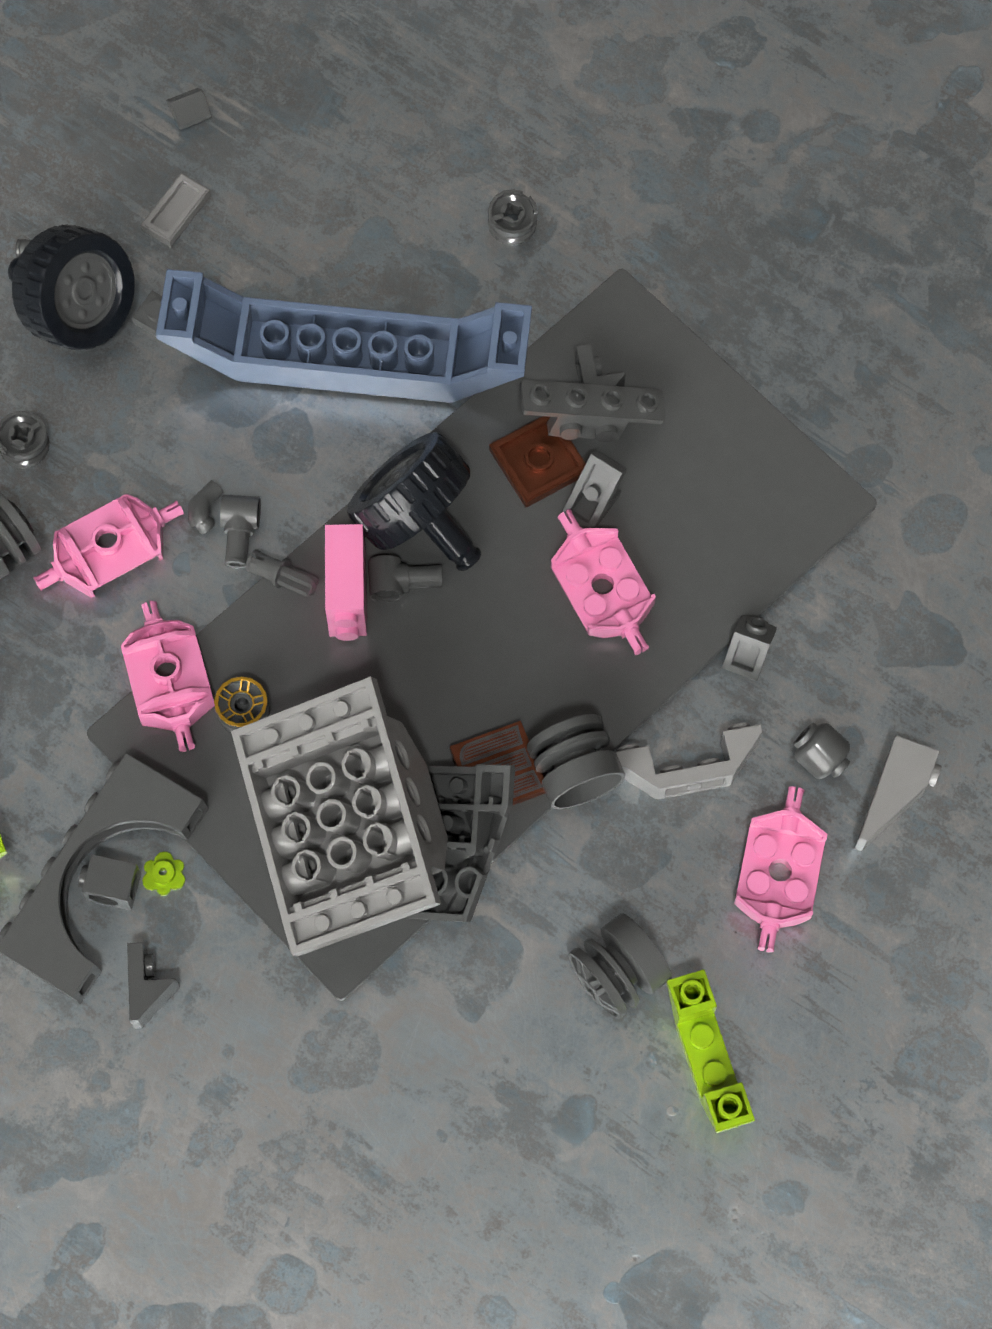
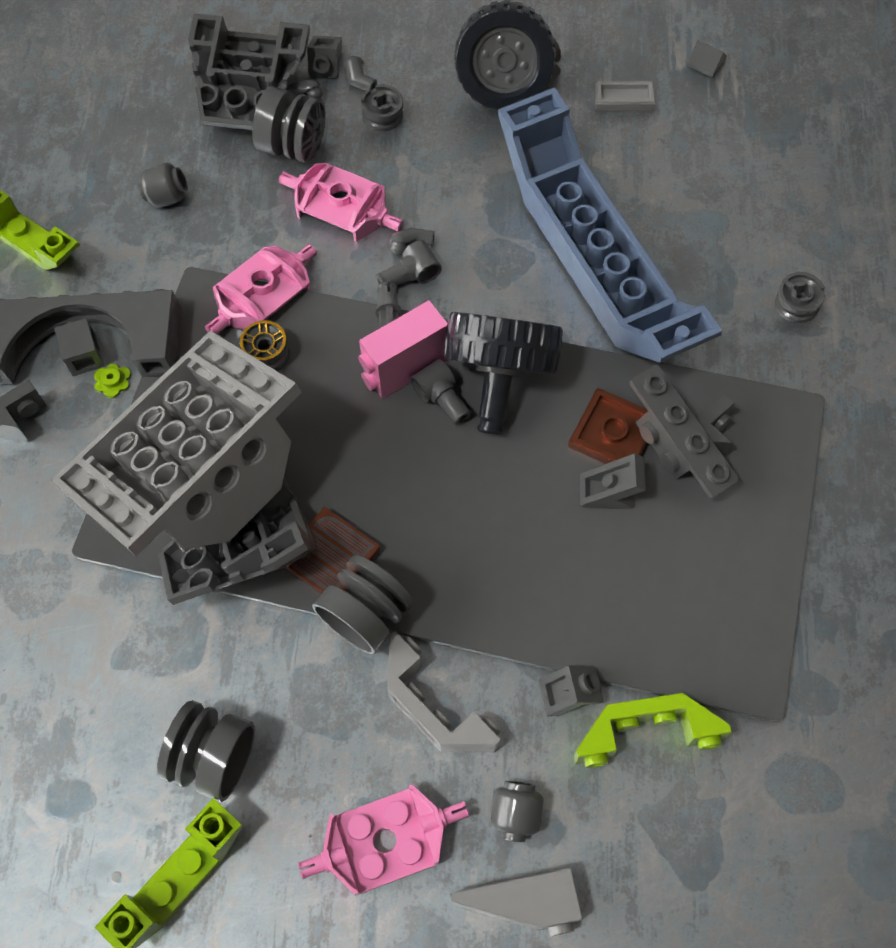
camera: 60 degrees right, 5 degrees down
(596, 555) = (548, 511): bright pink plate -> none
(836, 568) = (698, 725): none -> lime slope

